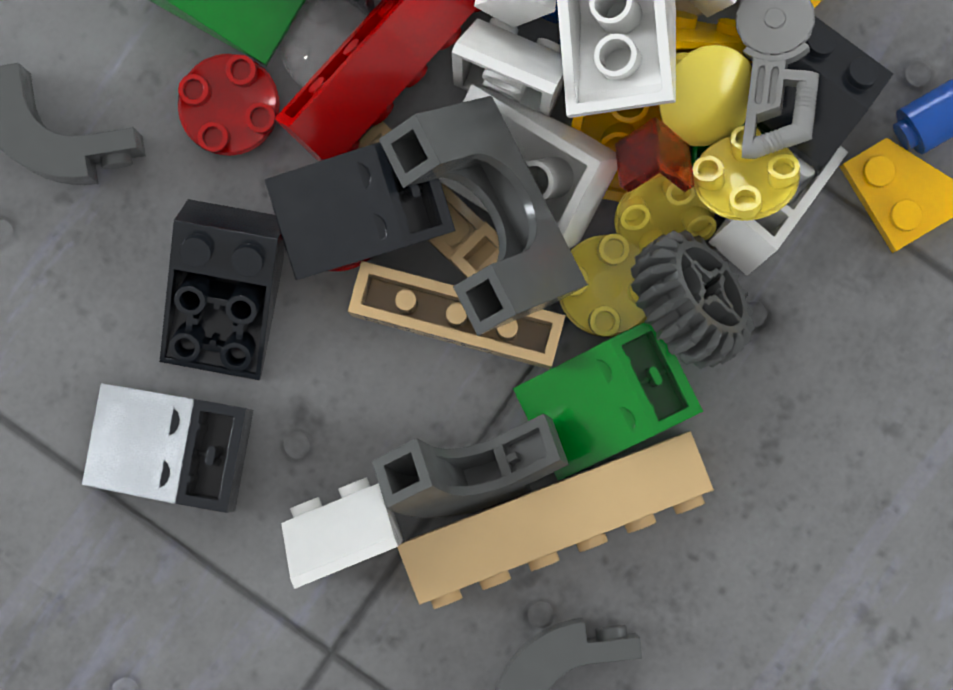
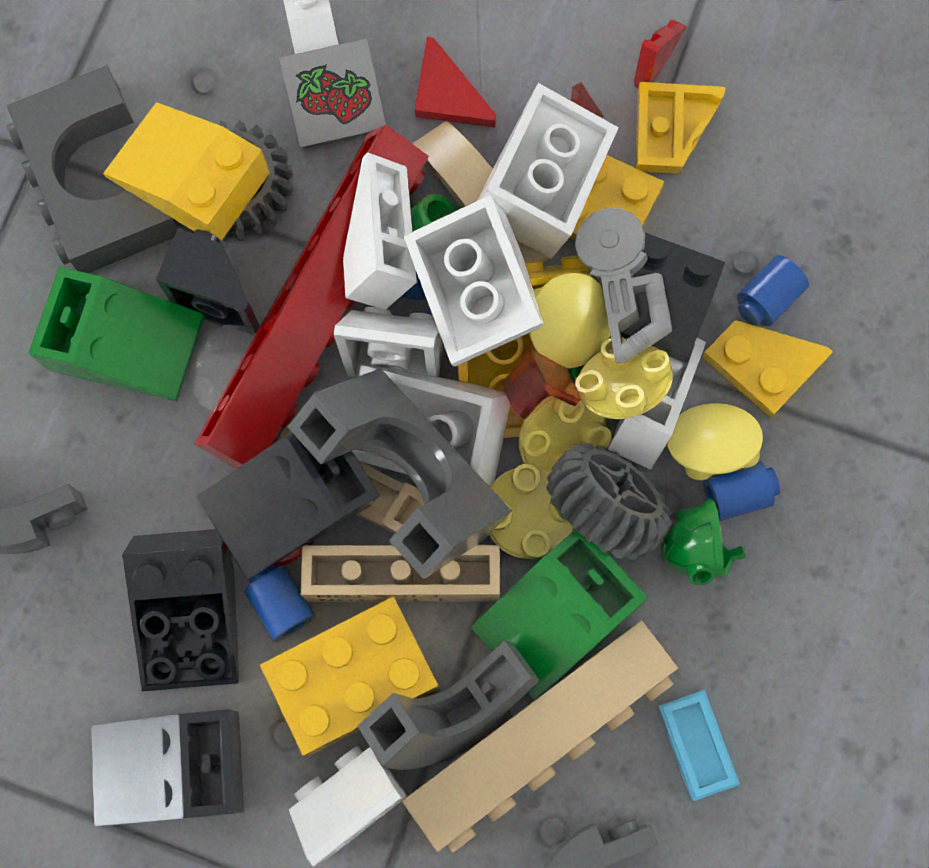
camera: 15 degrees left, 10 degrees down
(228, 104) = (150, 444): red dish -> none
(322, 310) = (278, 602): none -> blue brick
(375, 404) = (346, 674): none -> yellow brick
(712, 570) = (698, 745): none -> medium azure tile
(771, 370) = (696, 545): none -> green helmet
(825, 263) = (715, 440): none -> light yellow dish
(835, 323) = (742, 490): none -> blue brick

